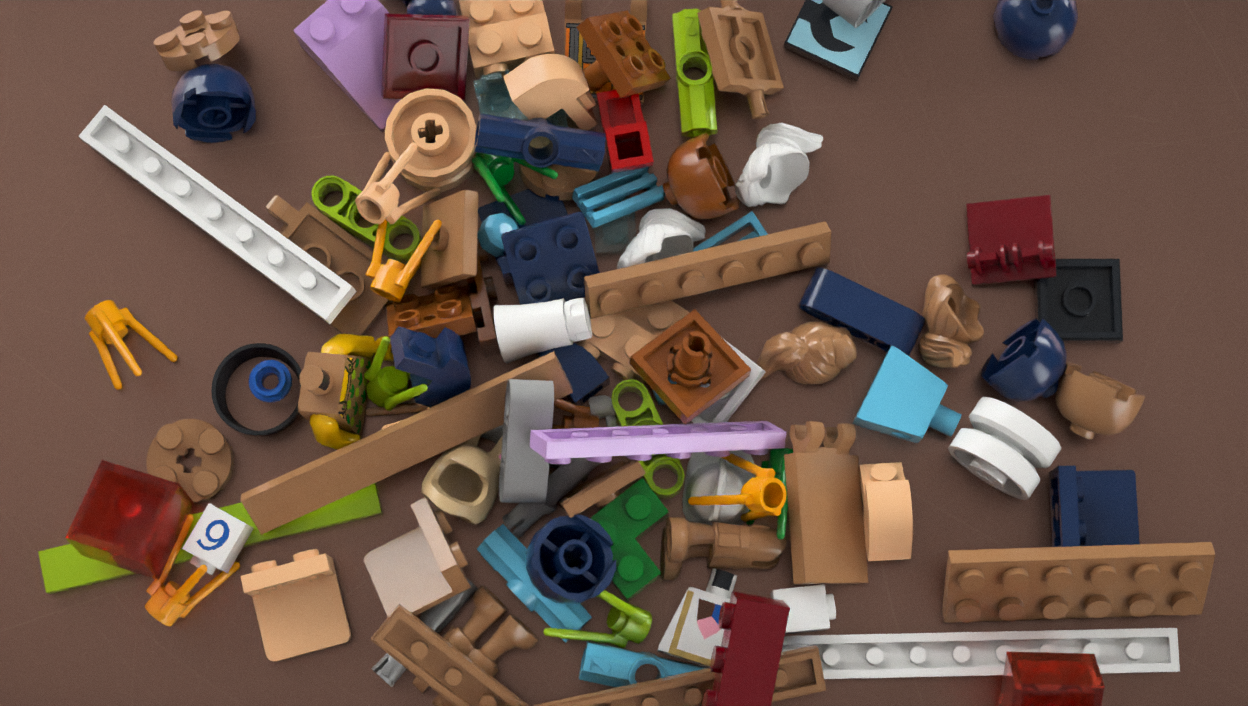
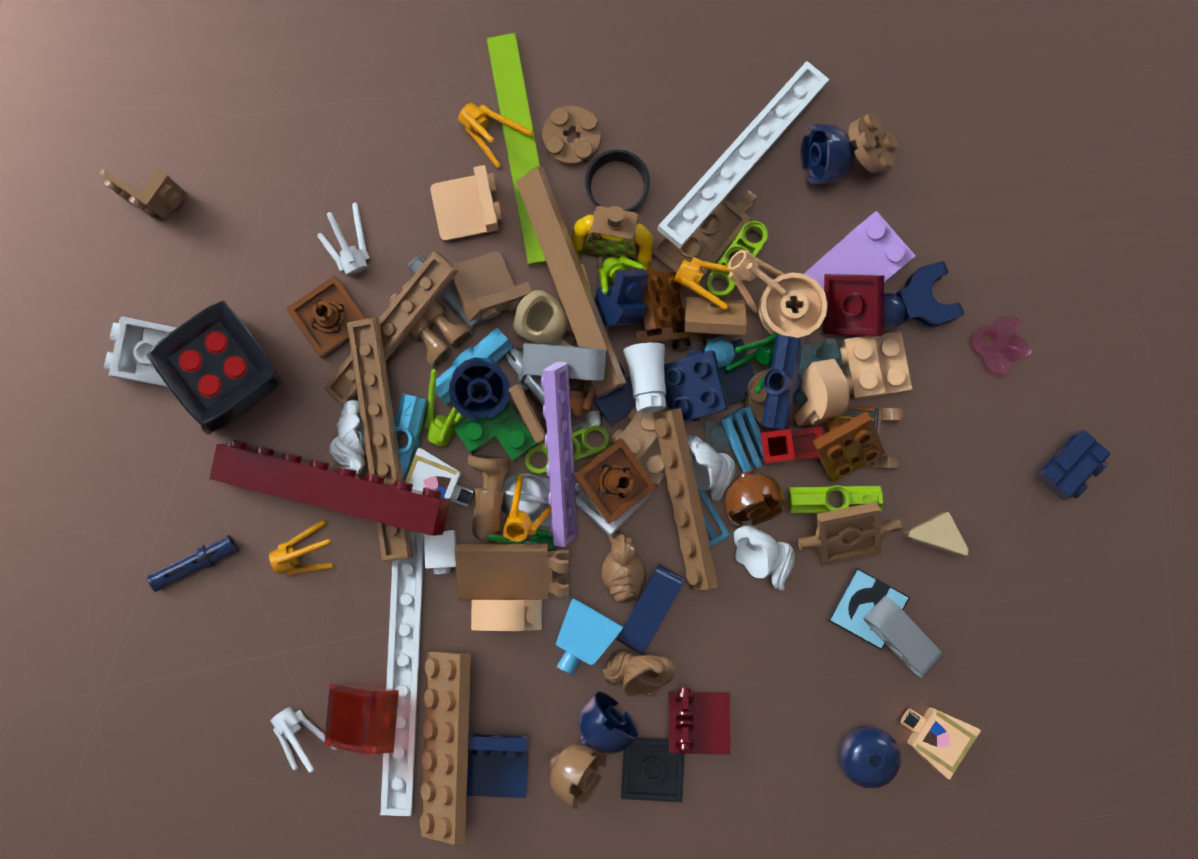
camera: 95 degrees right, 5 degrees up
(109, 326) = (668, 80): light orange plant -> none
(130, 519) = (528, 91): clear red piece -> none
(217, 540) = (513, 151): white brick -> none
(261, 372) = (621, 180): blue plate -> none
(1004, 448) = (543, 702): white wheel -> none

